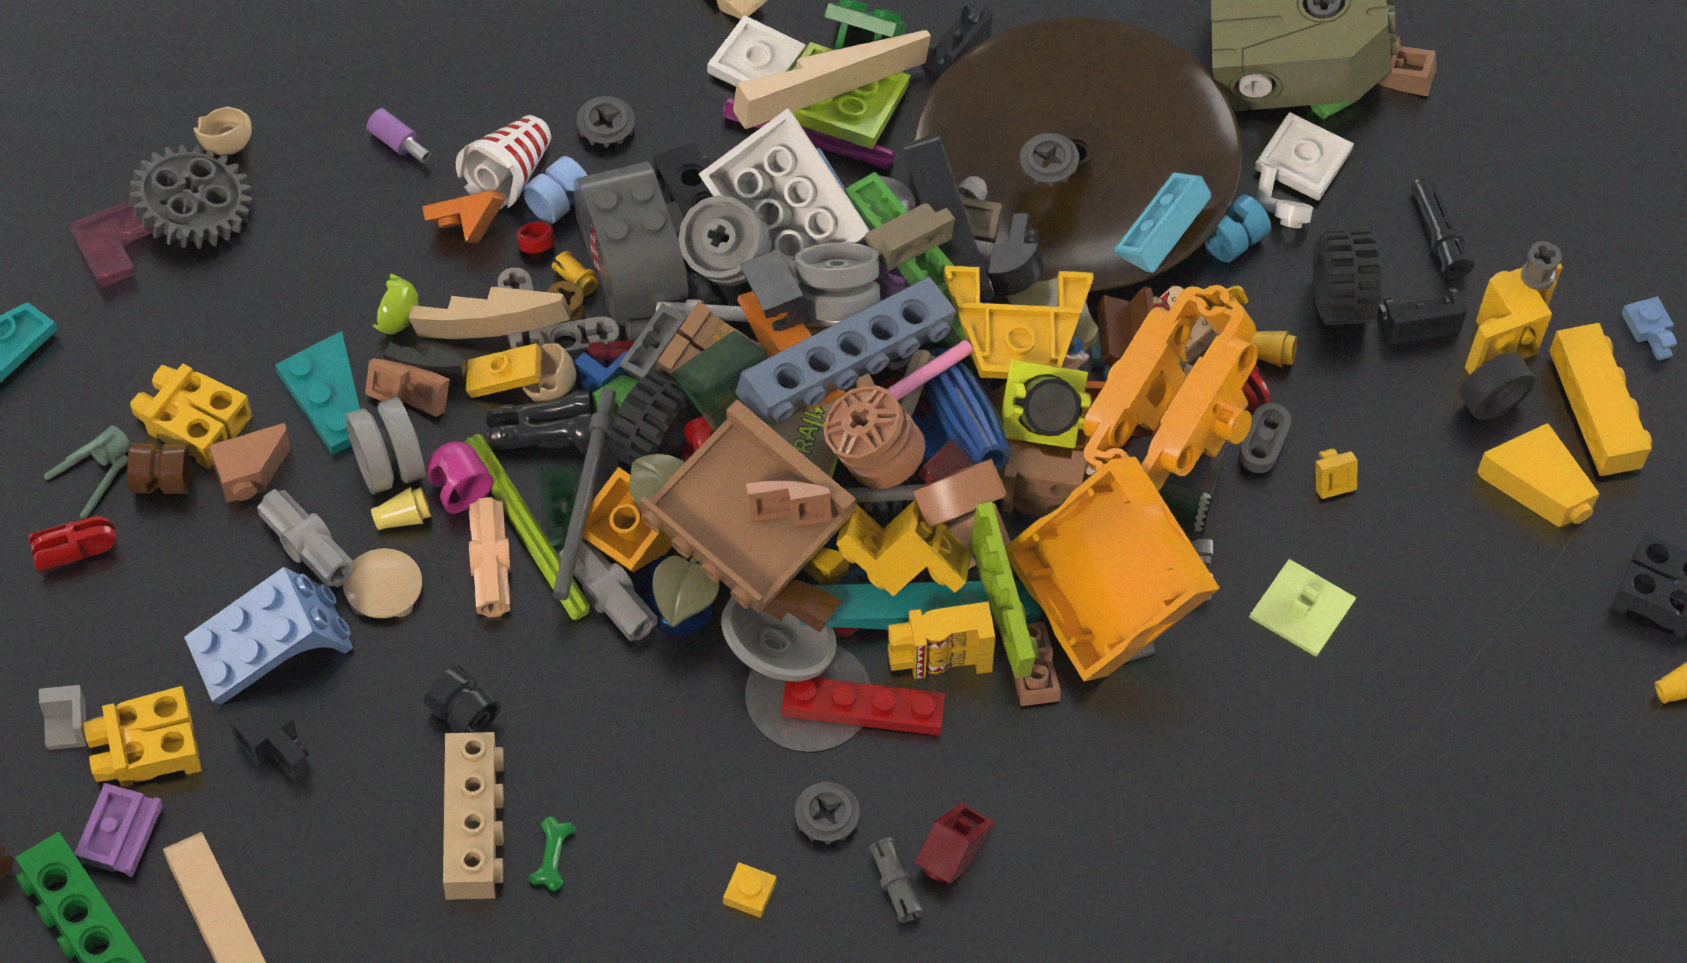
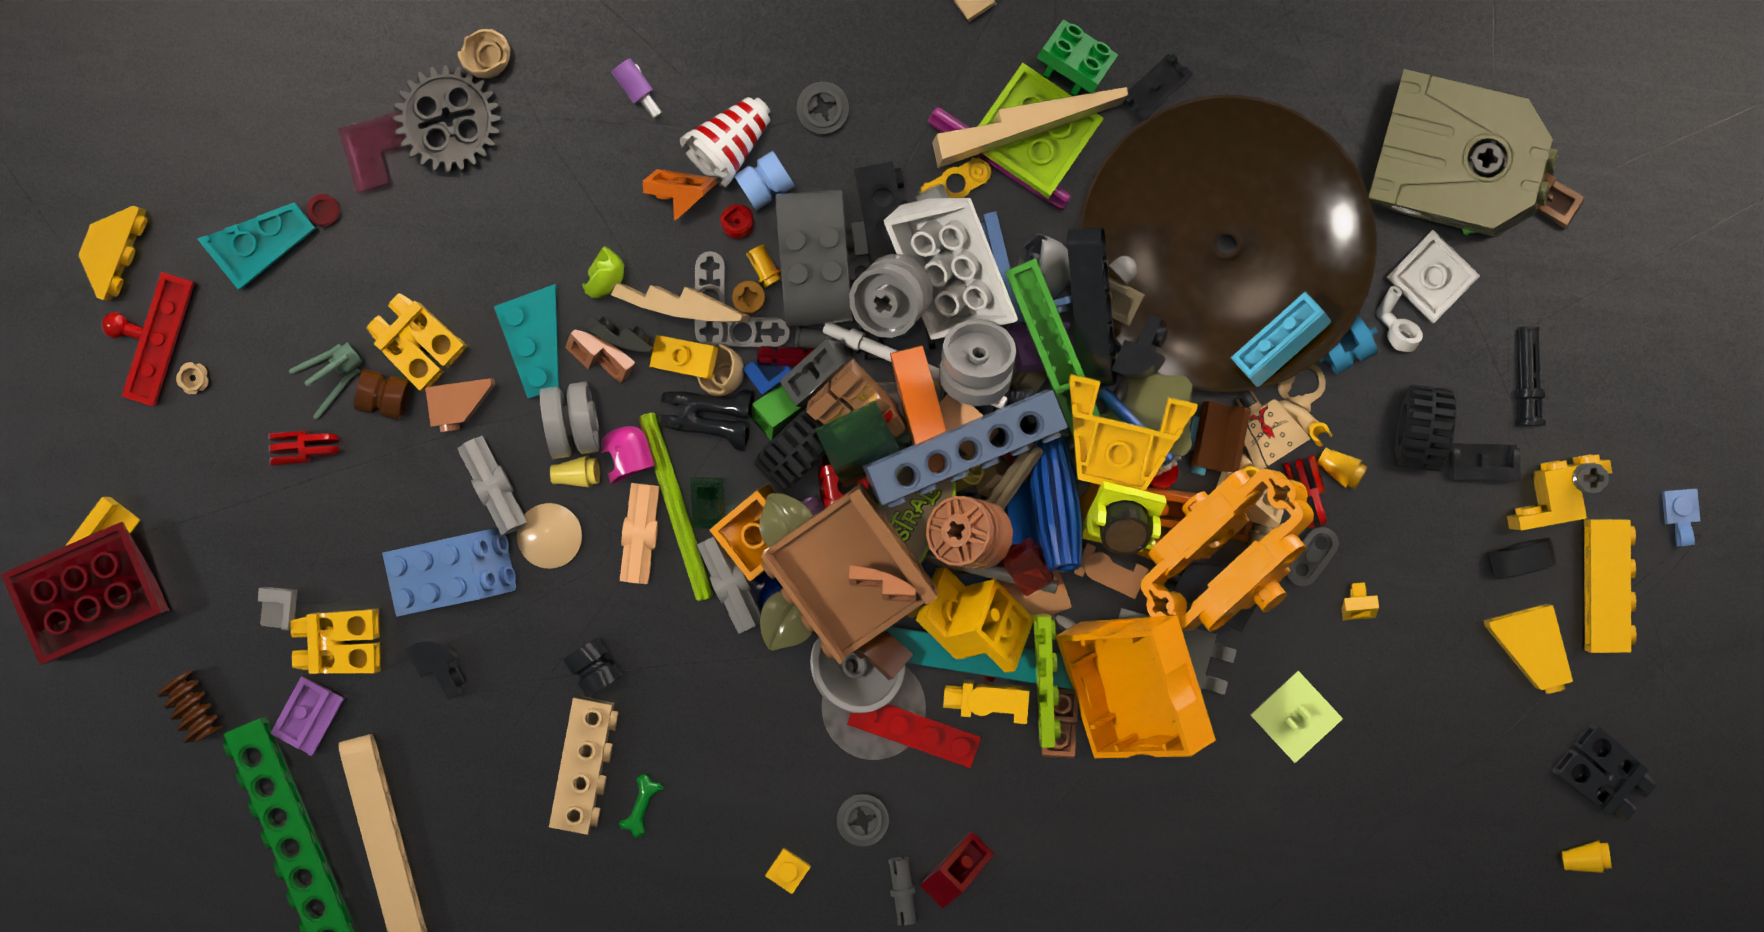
camera: 15 degrees right, 30 degrees up
(63, 310) = (323, 210): none -> dark red tile
(600, 430) = (750, 445): dark grey bar -> none
(754, 52) = (971, 68): white plate -> none
(776, 290) = (919, 367): hinge -> none
(910, 235) = (1048, 332): dark tan panel -> none
(931, 369) = (1027, 472): bright pink bar -> none
(959, 492) = (1029, 600): nougat slope -> none
(1042, 148) = (1200, 268): dark grey gear -> none
(1181, 276) = (1307, 399): none -> tan piece

